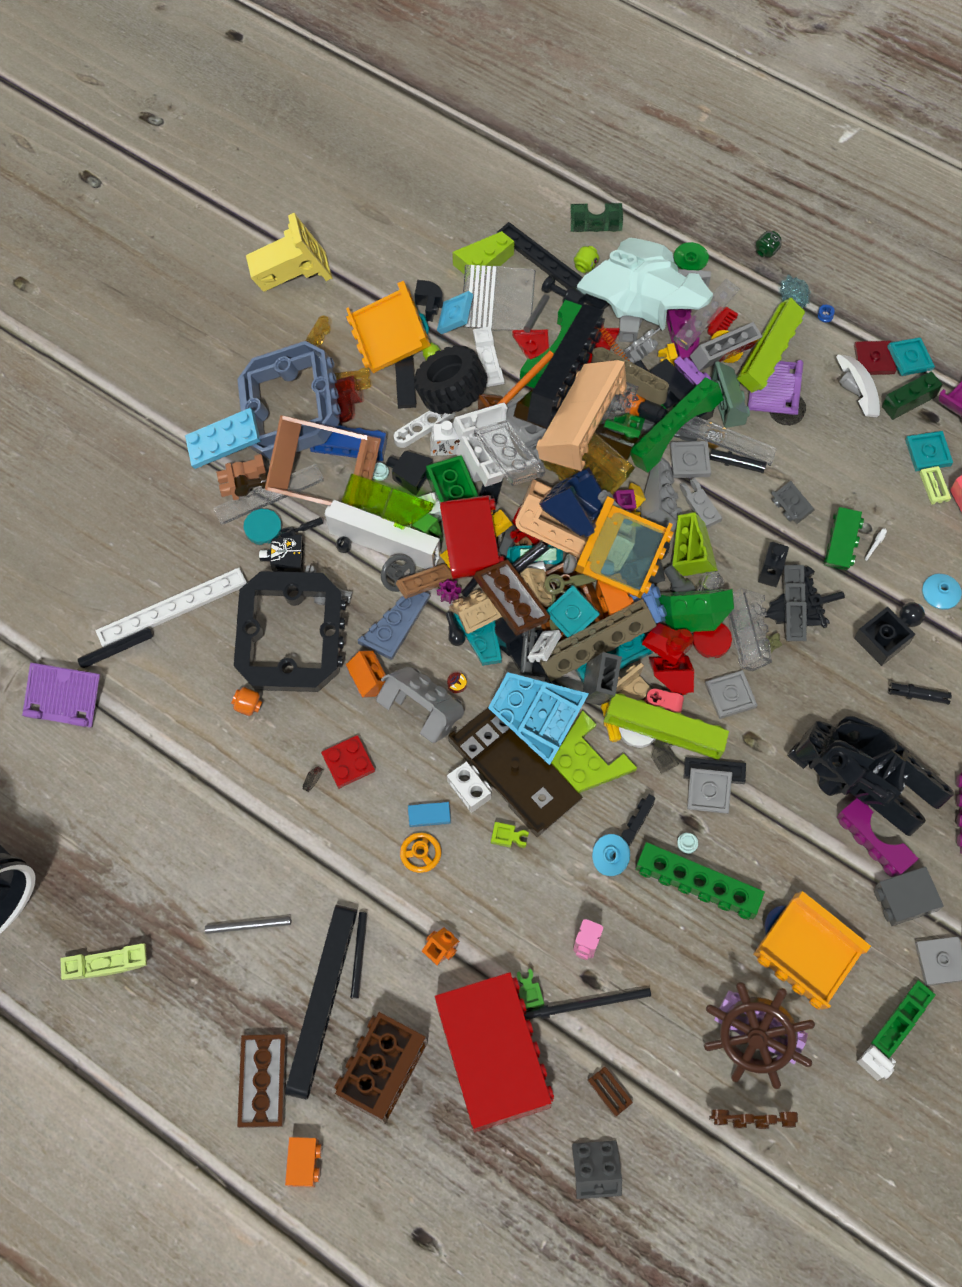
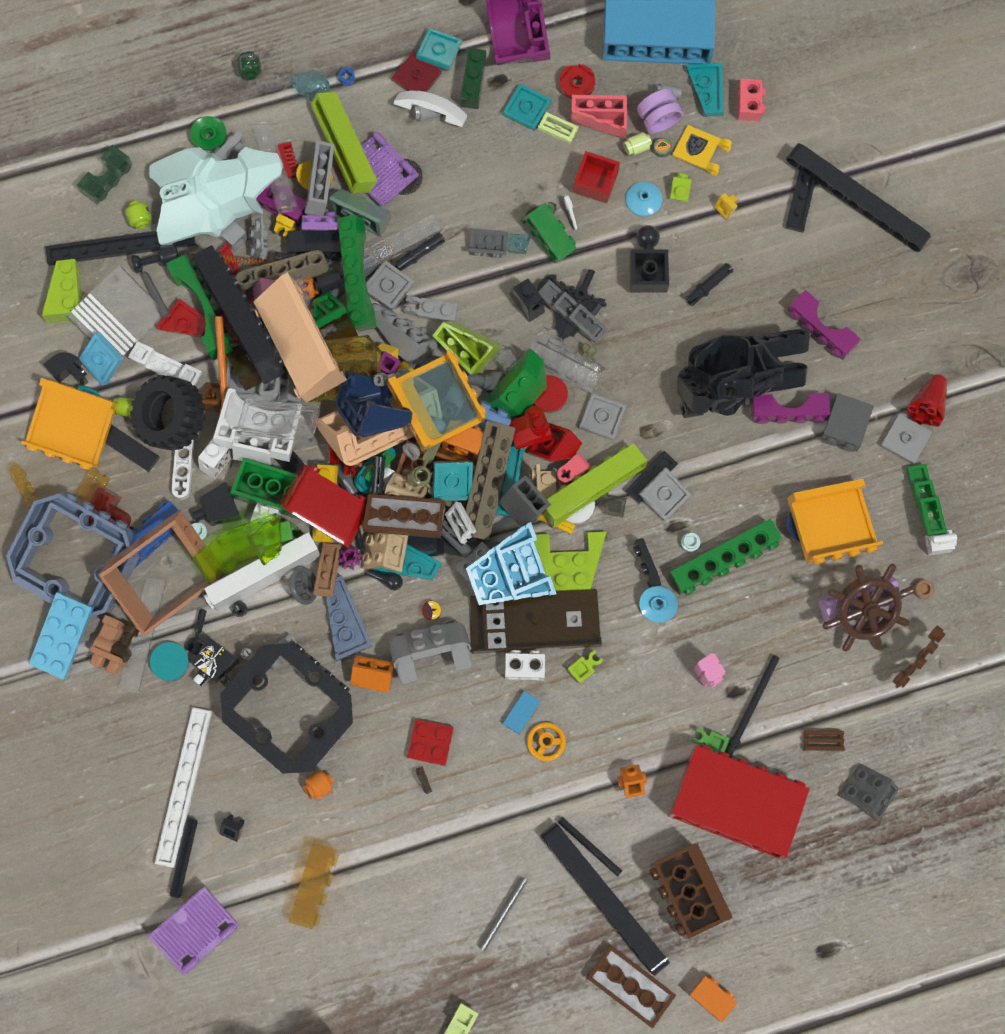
camera: 55 degrees left, 10 degrees up
(160, 758) = (313, 886): none -> clear yellow brick
(162, 664) = (231, 829): none -> black tile
(812, 525) = (518, 243): none -> clear light blue tile
(821, 1080) = (924, 589): none -> medium nougat tile
(922, 539) = (596, 177): none -> red piece

